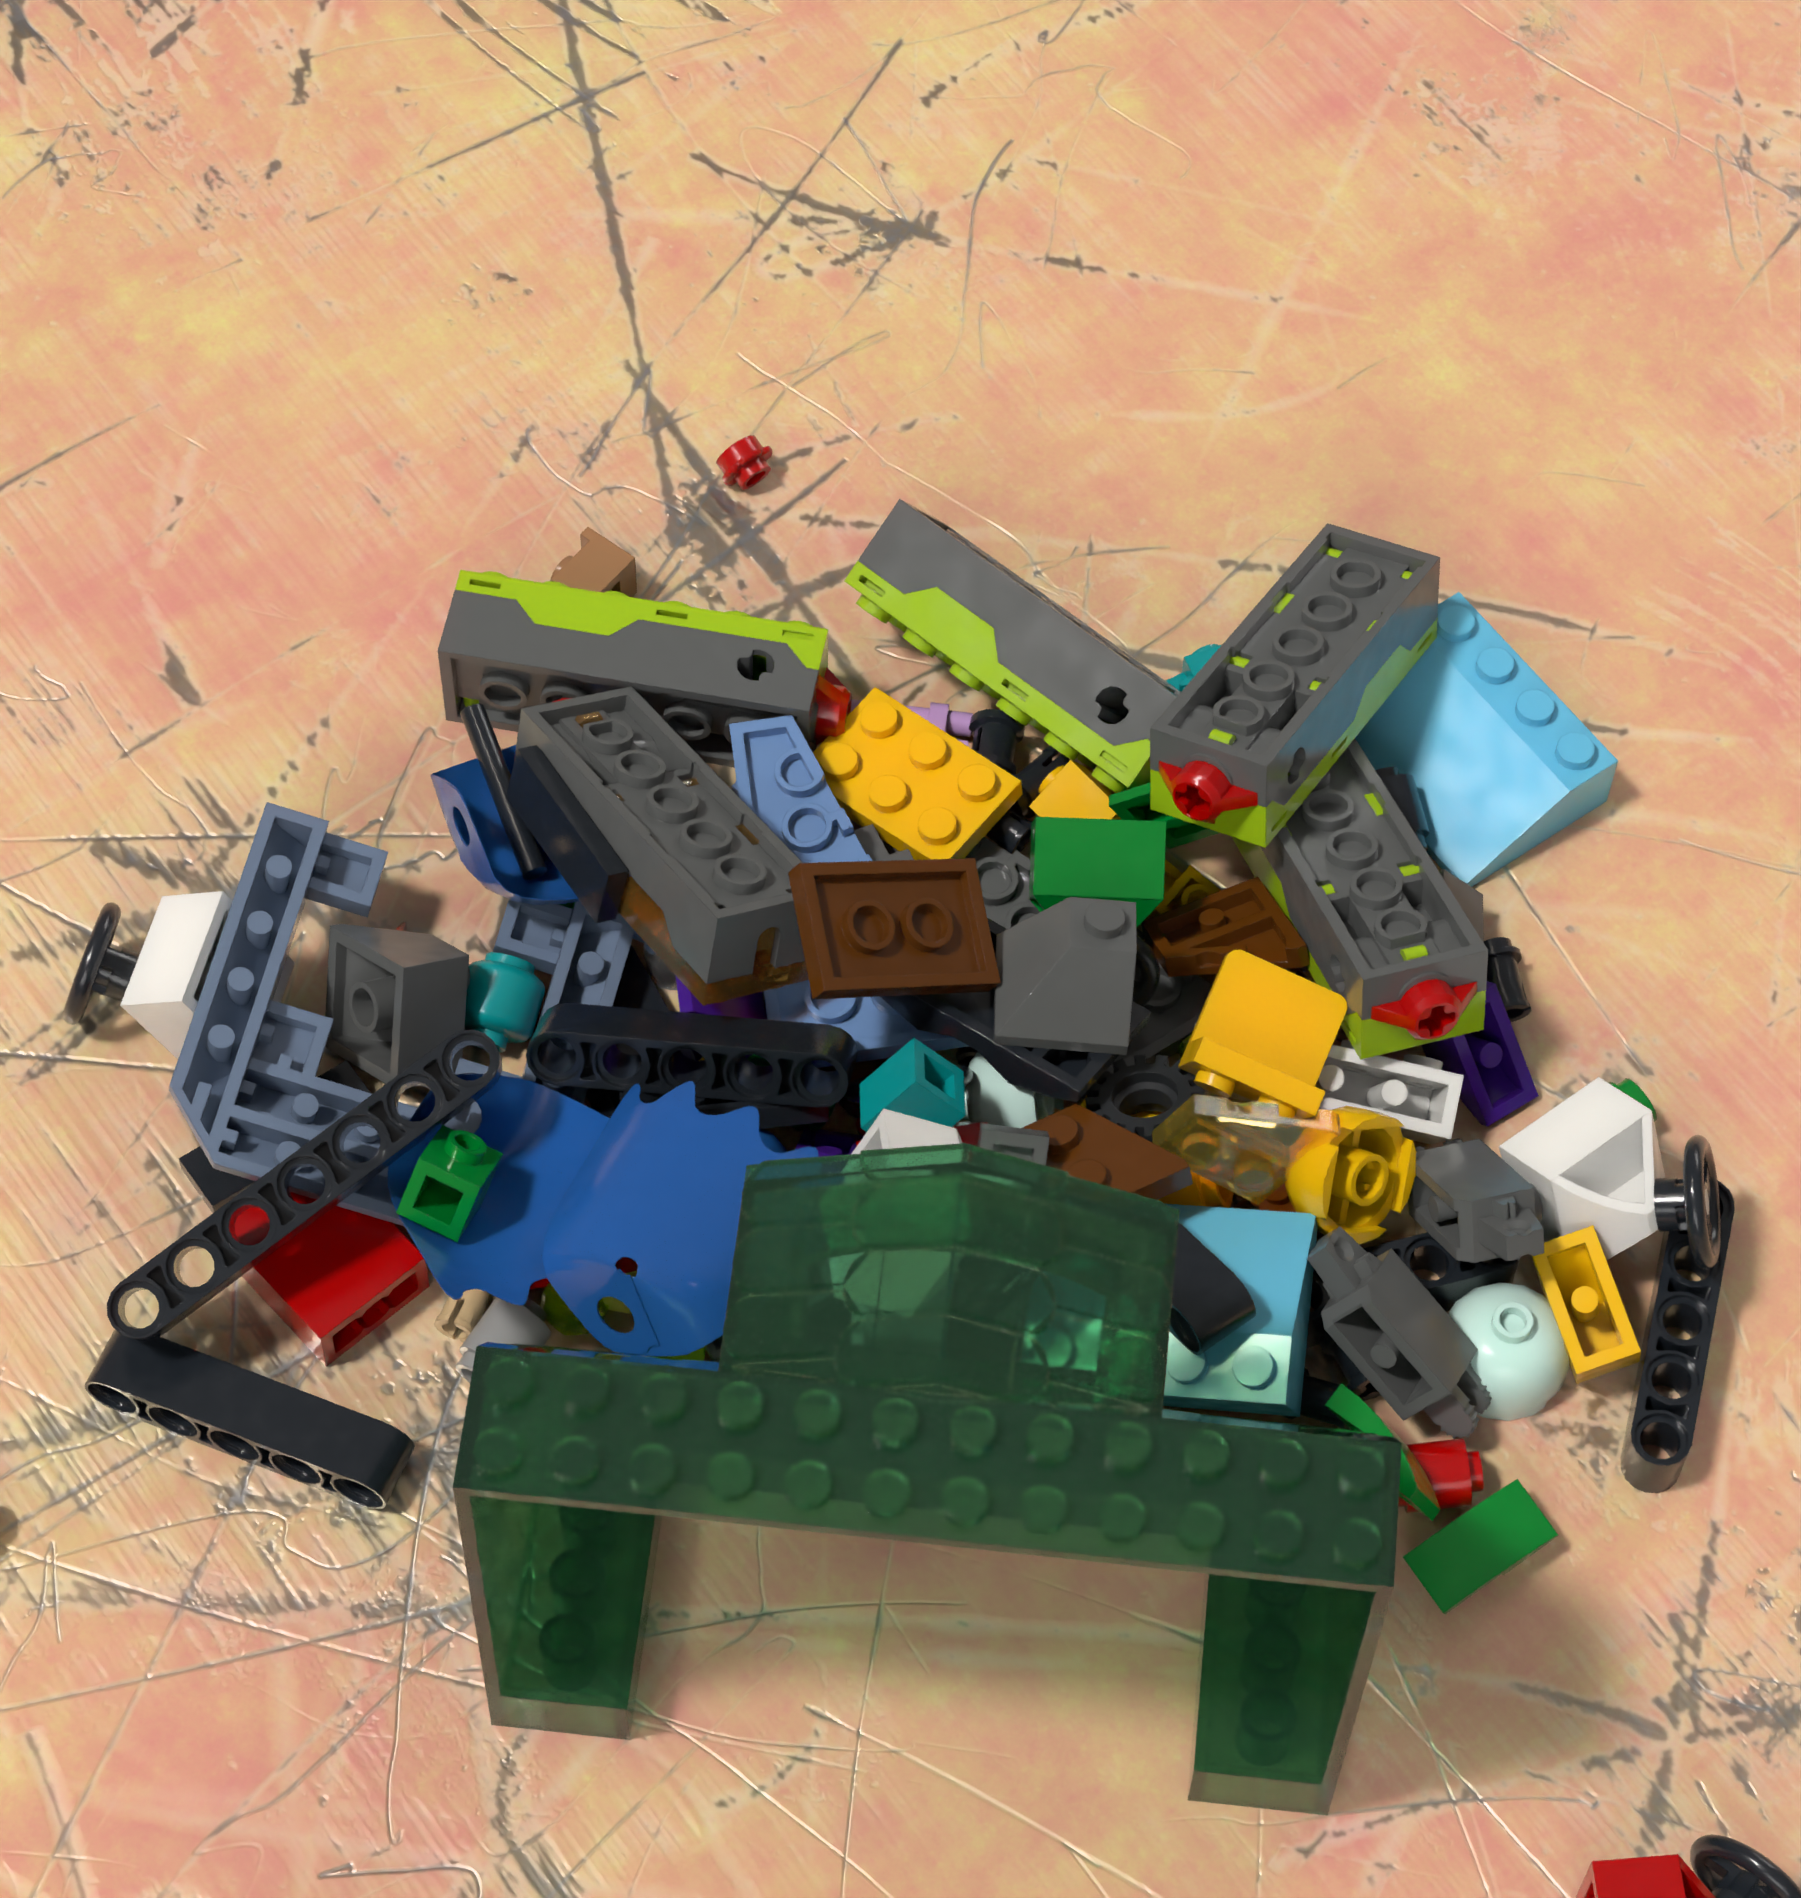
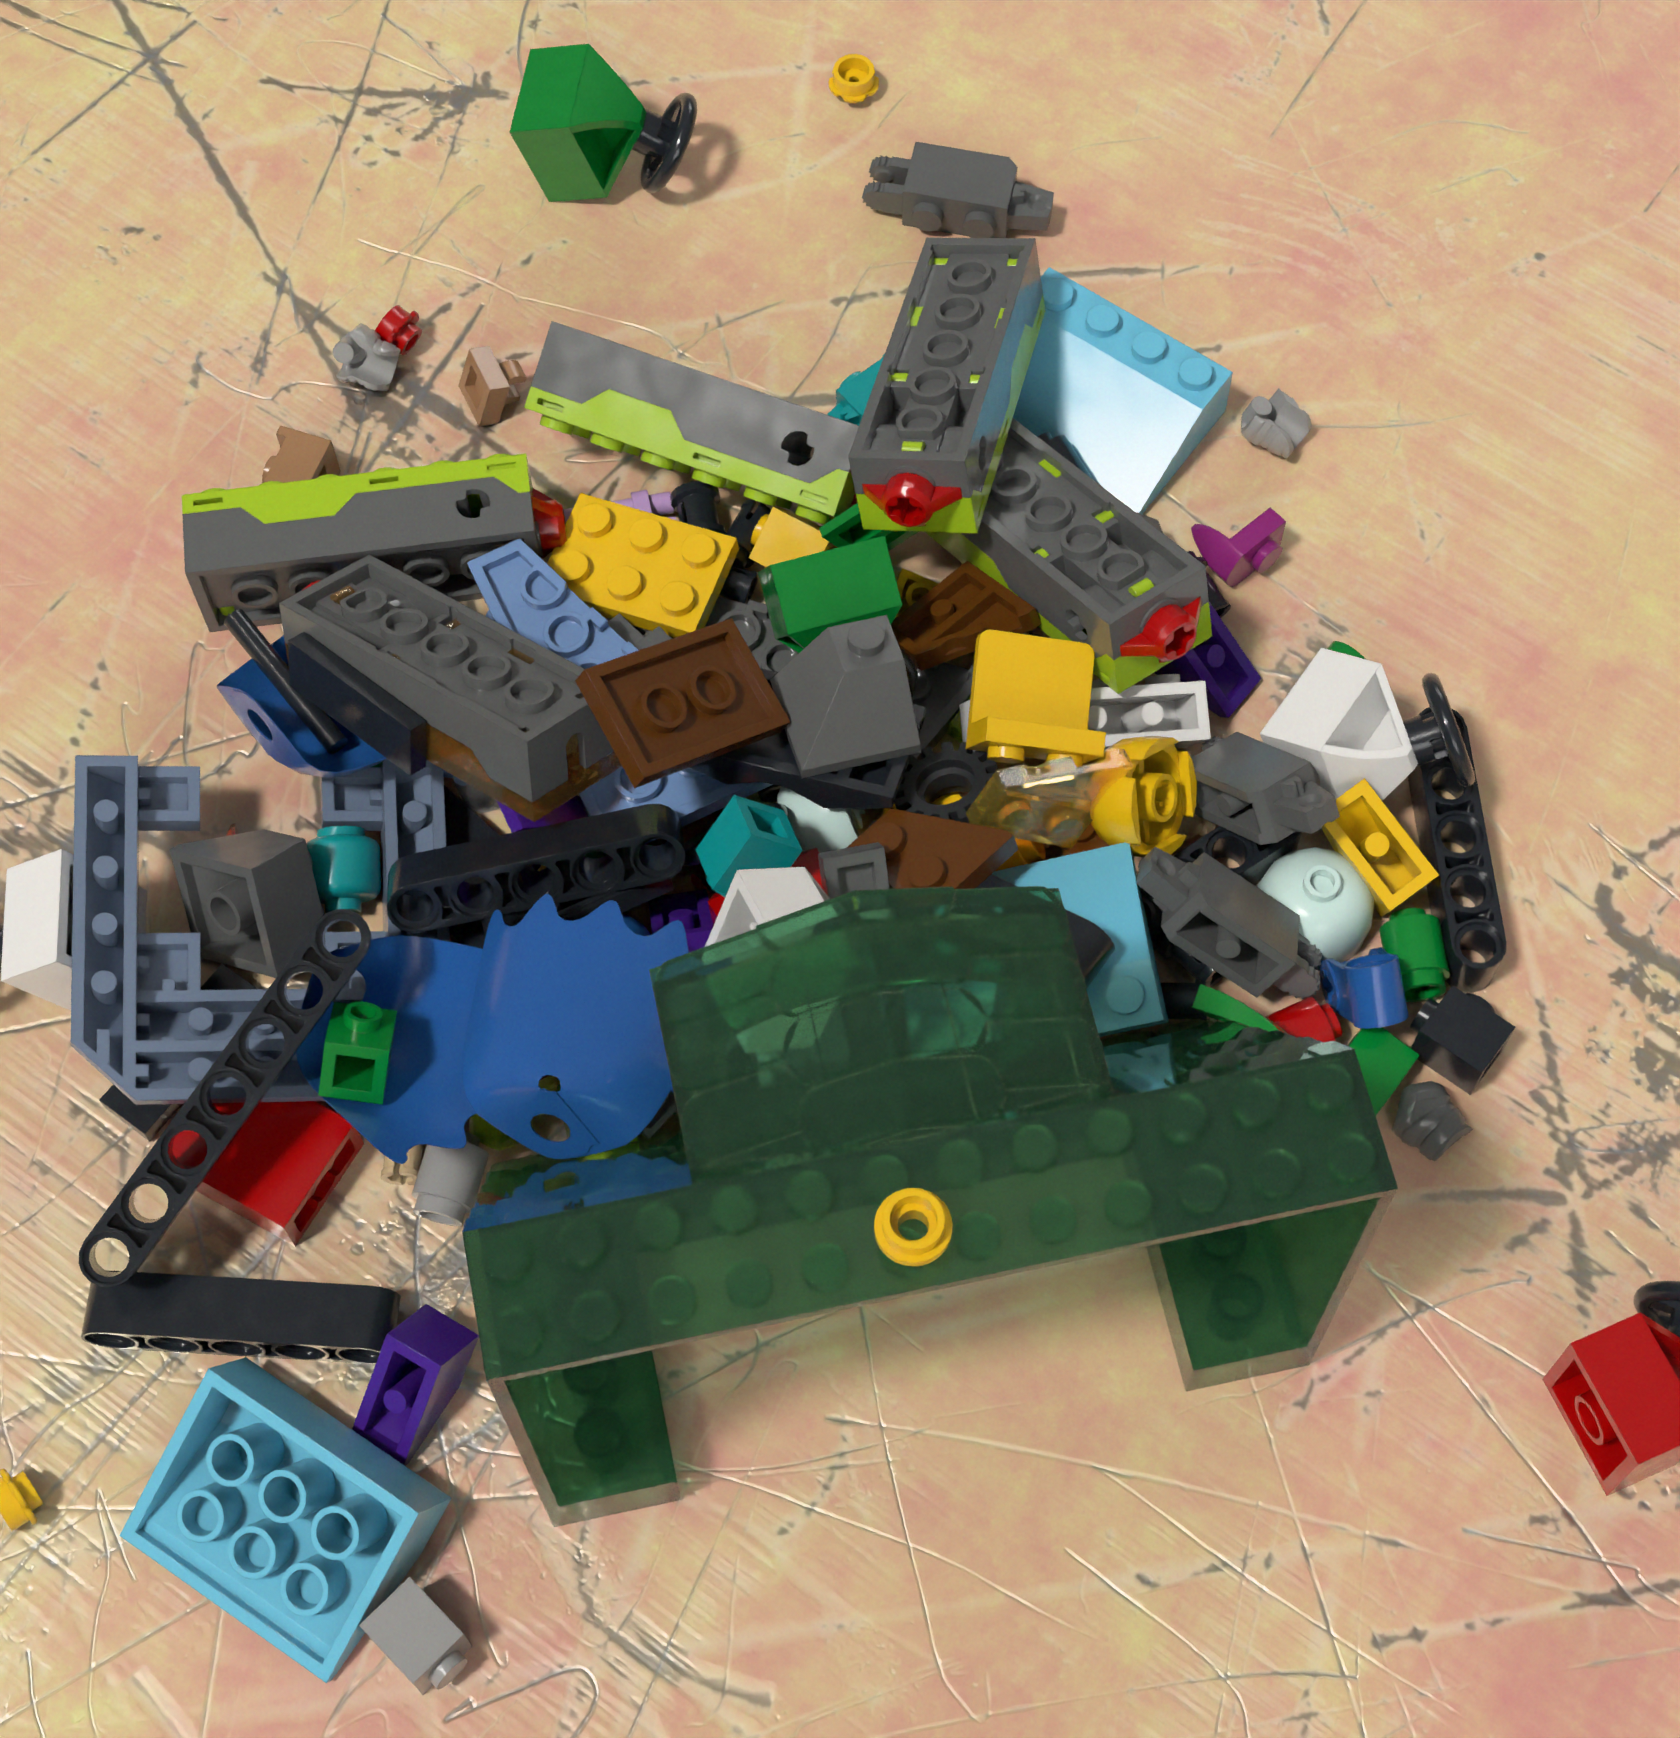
camera: 15 degrees left, 5 degrees up
(226, 1622) = (282, 1515): none -> medium azure slope
(318, 1782) = (418, 1637): none -> light grey brick
(394, 1536) = (414, 1381): none -> dark purple slope
(701, 482) = (366, 358): none -> light grey arm
(821, 546) = (489, 384): none -> medium nougat tile
(903, 1449) = (919, 1205): none -> yellow plate
(1011, 296) = (582, 122): none -> green piece
(1327, 318) = (853, 78): none -> yellow plate
(1394, 484) = (957, 192): none -> dark grey hinge
(1523, 1447) = (1365, 989): none -> blue piece
(1545, 1604) = (1429, 1119): none -> dark grey arm
(1566, 957) = (1248, 550): none -> magenta plate
(1592, 1431) = (1420, 950): none -> green brick
(1609, 1531) = (1460, 1037): none -> black brick
(1652, 830) = (1275, 423): none -> light grey arm

